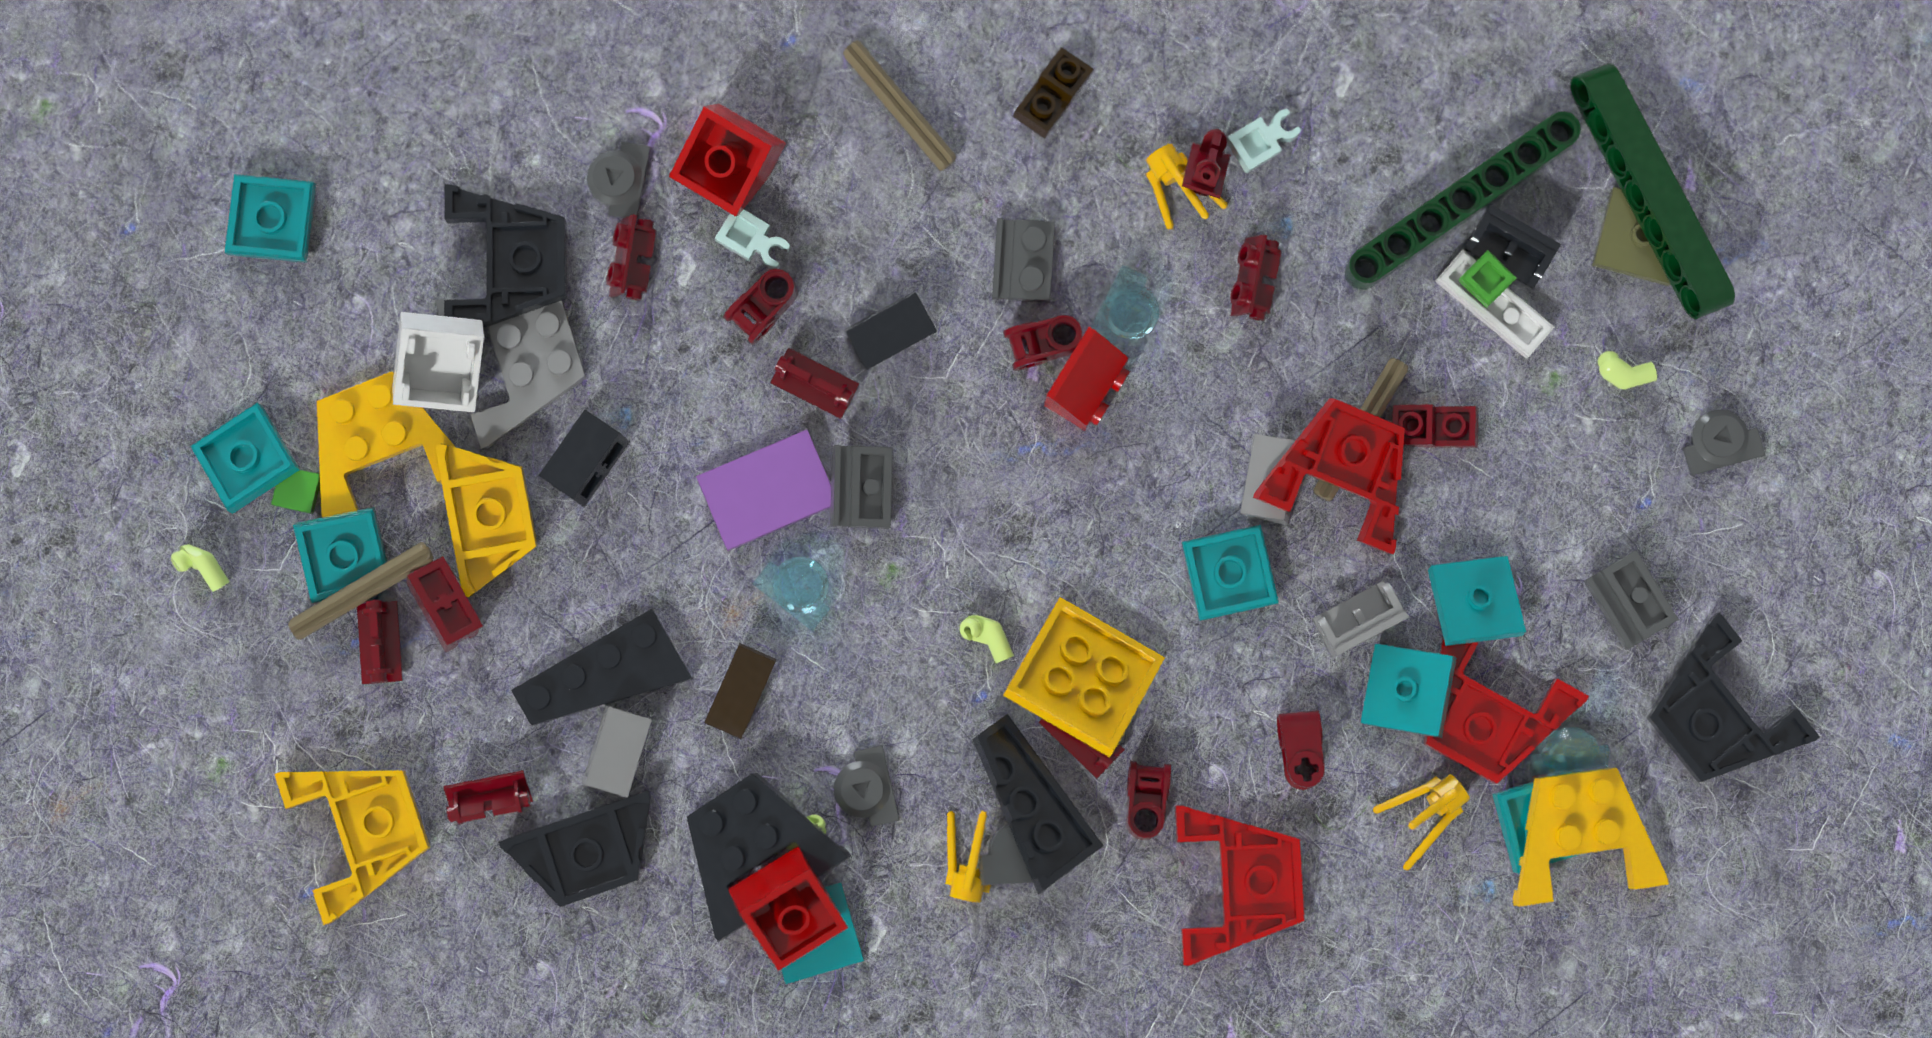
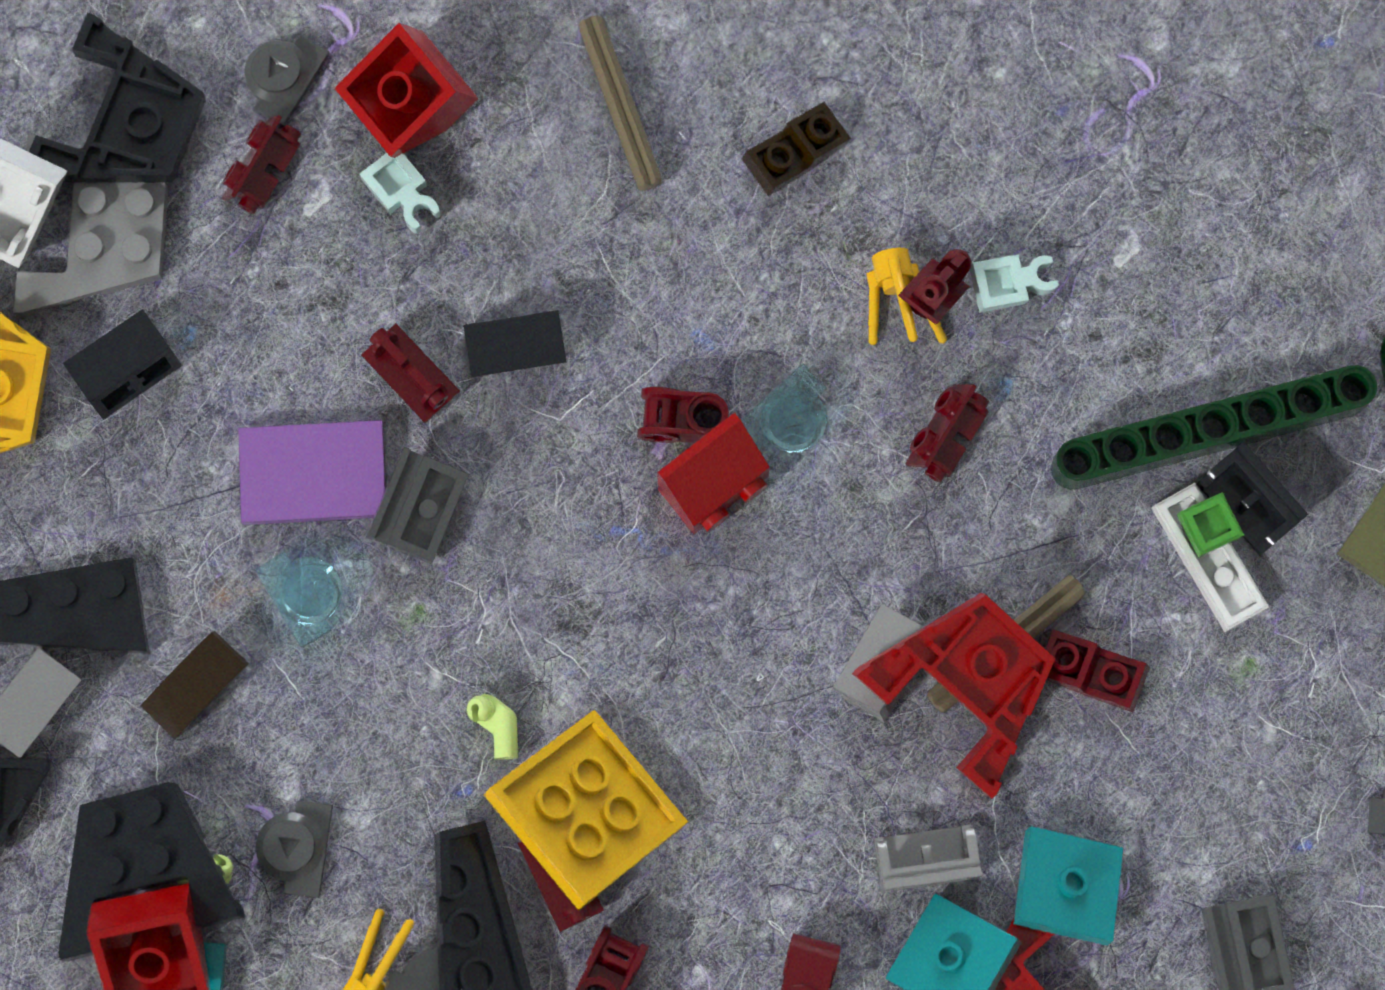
camera: 20 degrees right, 5 degrees down
(761, 306) = (382, 267): dark red piece -> none
(1023, 260) = (694, 320): dark grey plate -> none
(1230, 572) = (797, 752): teal plate -> none
(1622, 374) = (1329, 689): yellowish green arm -> none

